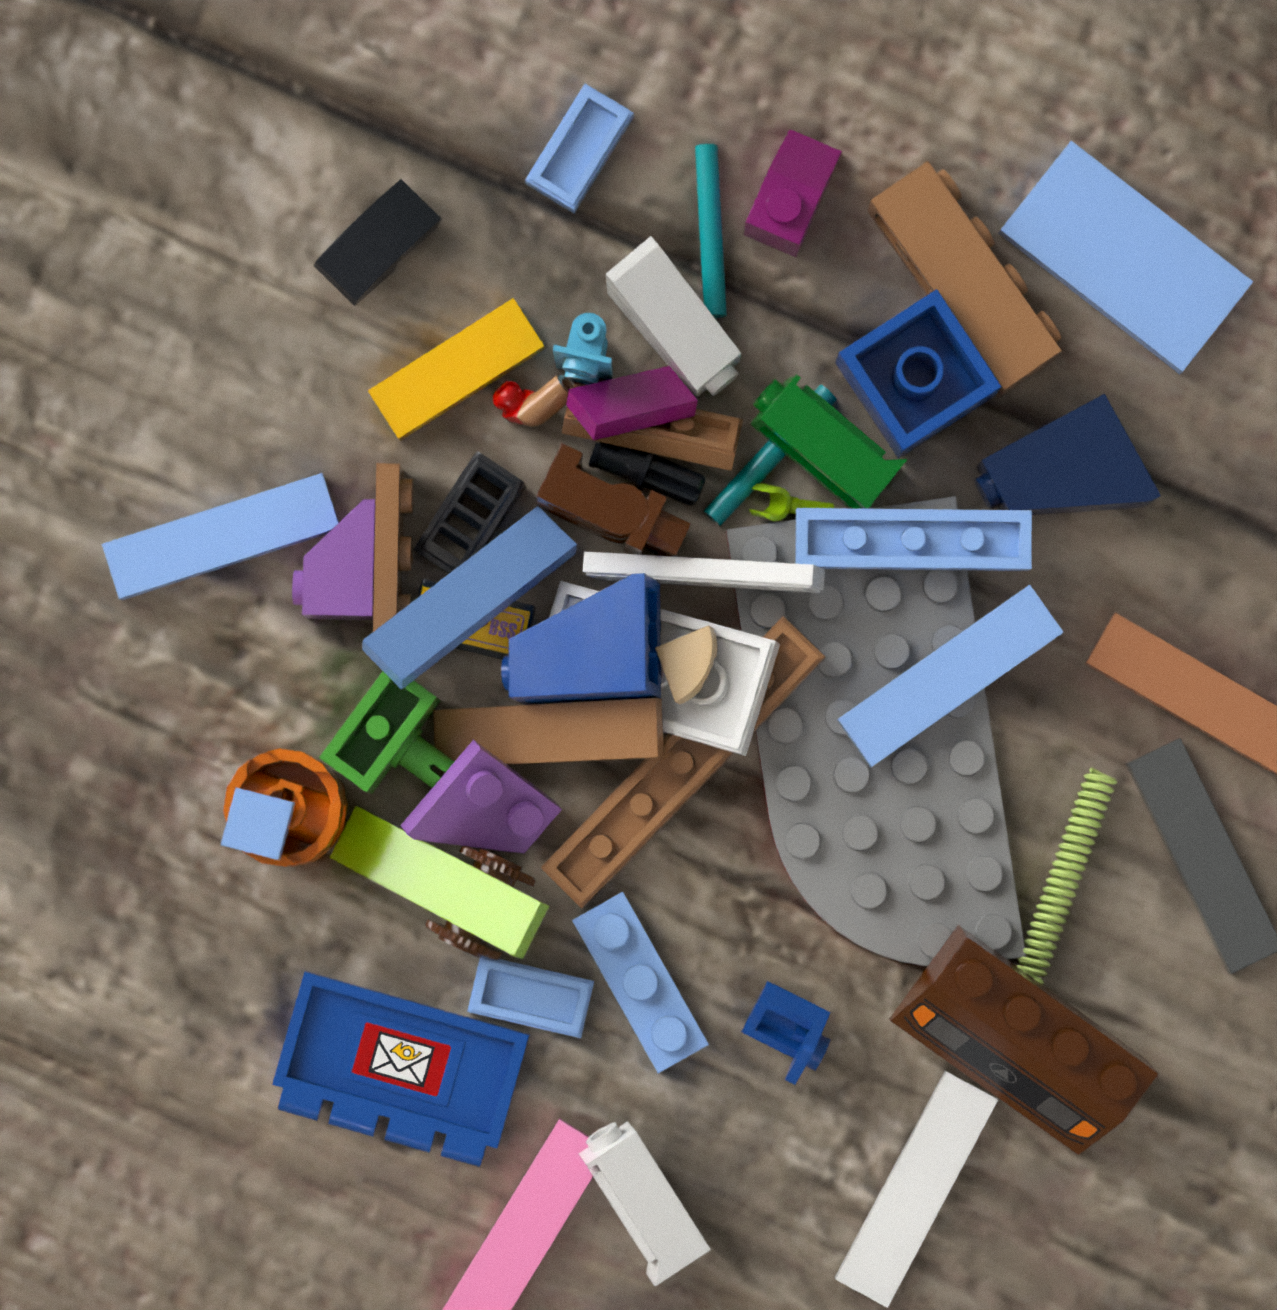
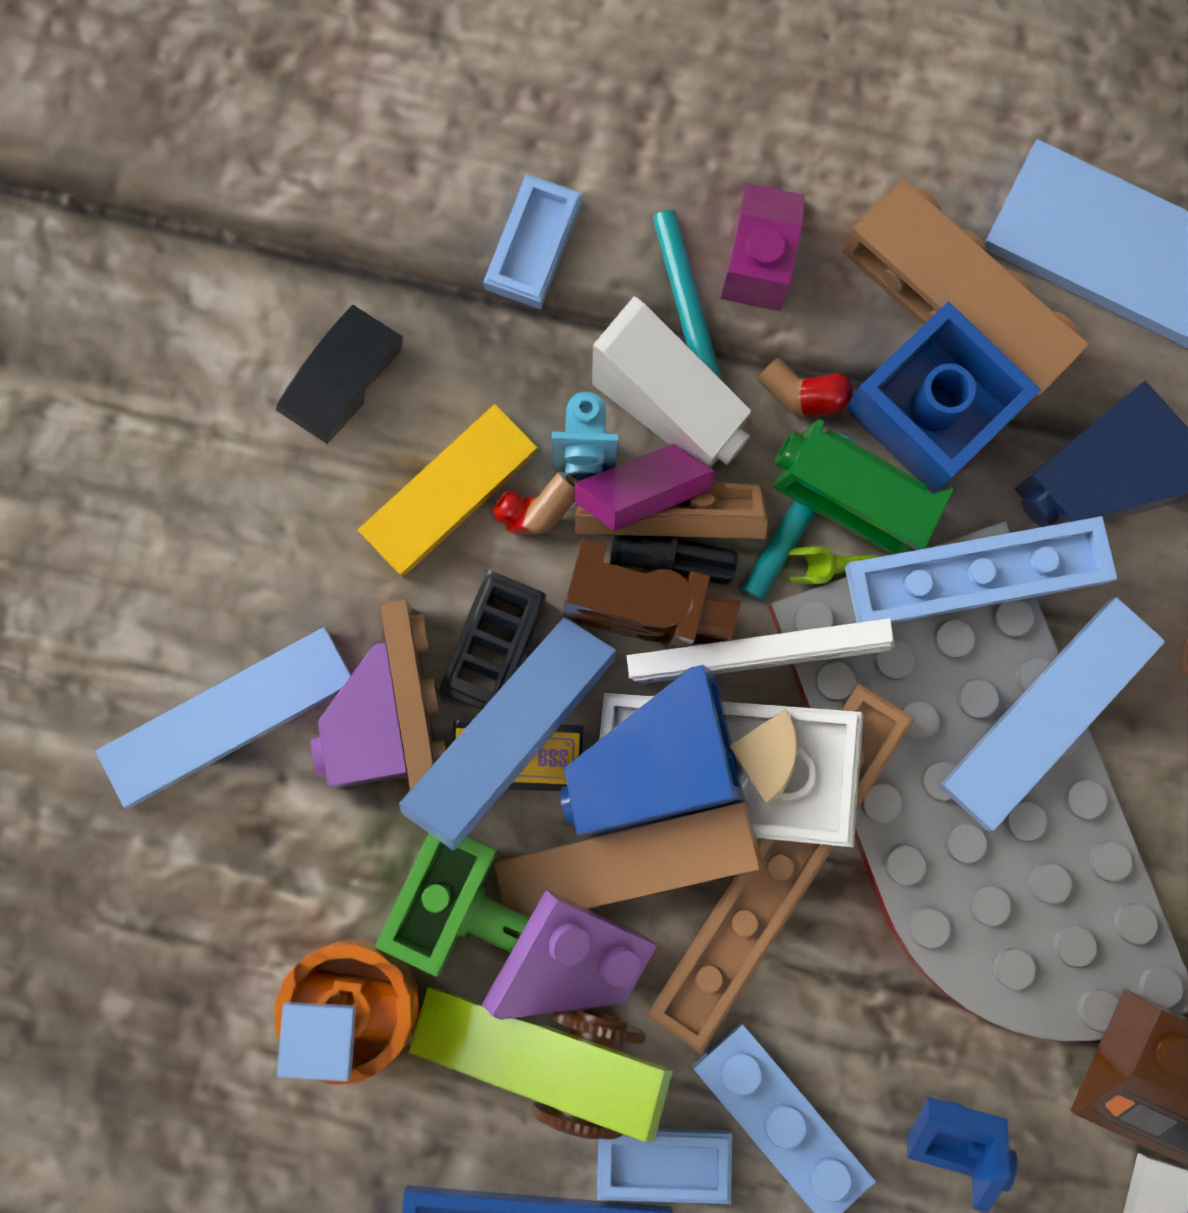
camera: 20 degrees left, 5 degrees down
(802, 345) = (807, 396): none -> arm

